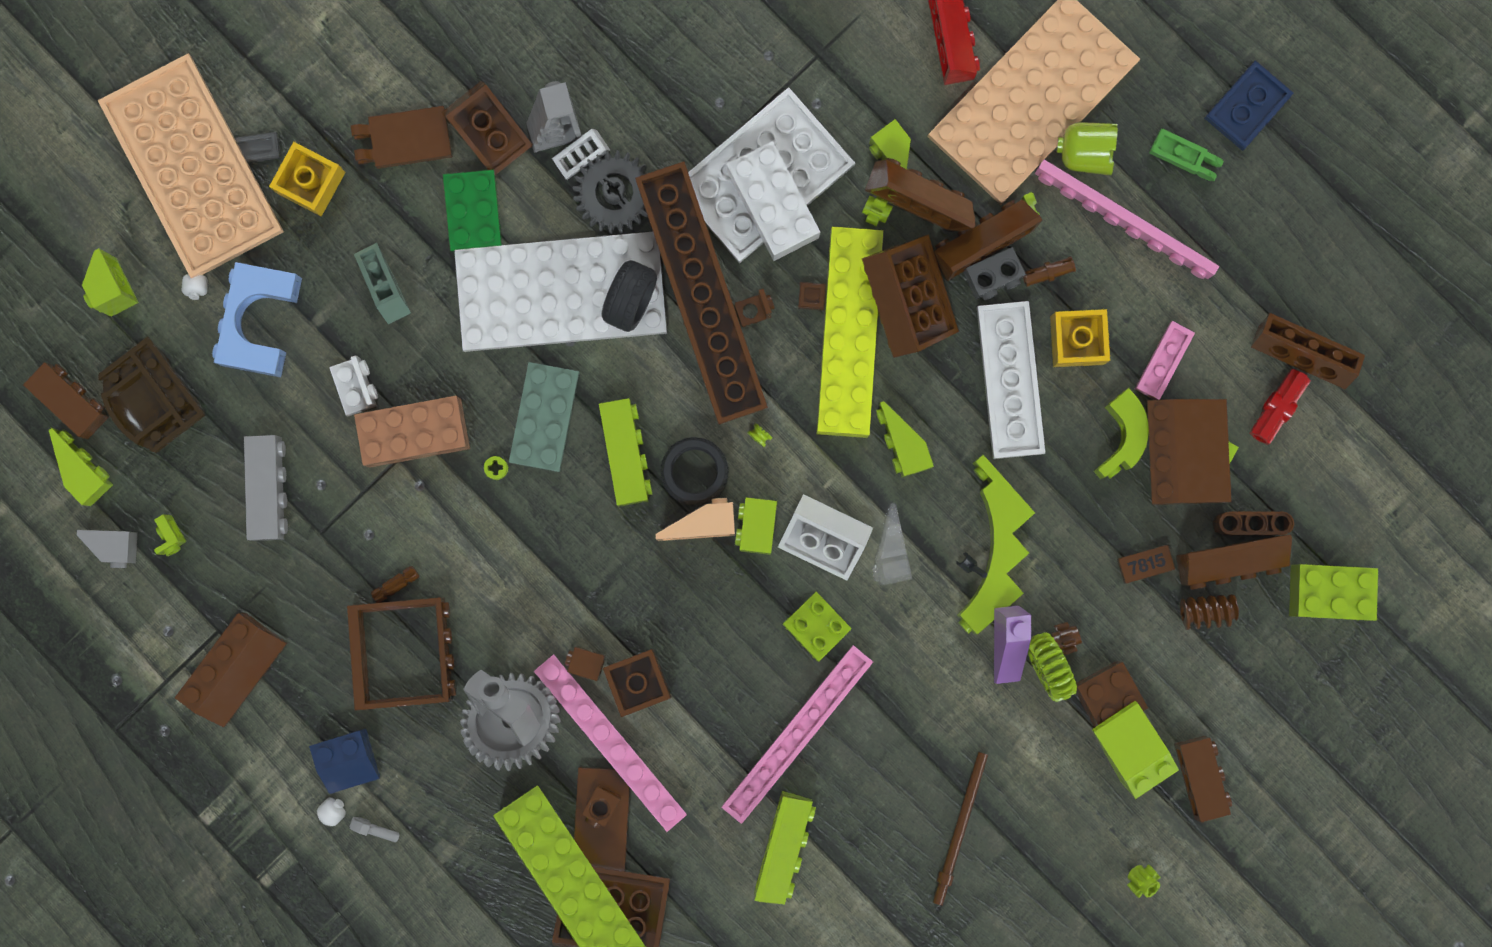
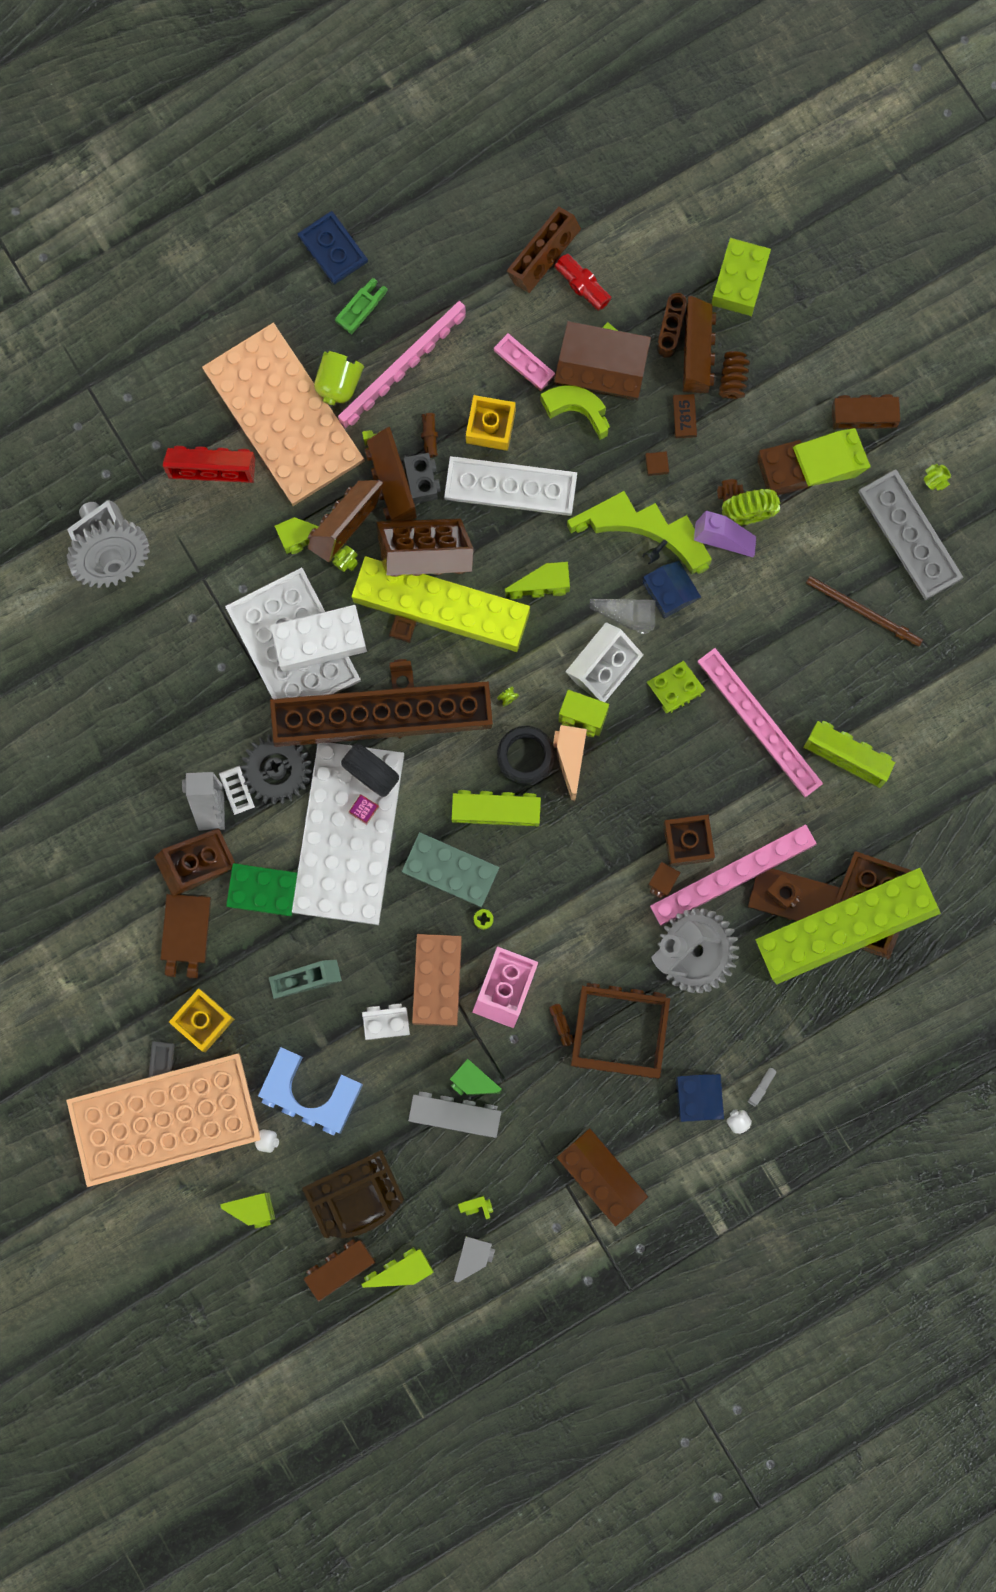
camera: 70 degrees left, 5 degrees down
(304, 501) = (473, 1081): none -> bright green slope
(423, 511) = (505, 987): none -> bright pink slope
(588, 301) = (363, 809): none -> tile
(933, 595) = (671, 588): none -> dark blue slope
(1066, 863) = (910, 534): none -> light grey plate
(1080, 544) = (657, 463): none -> reddish brown tile

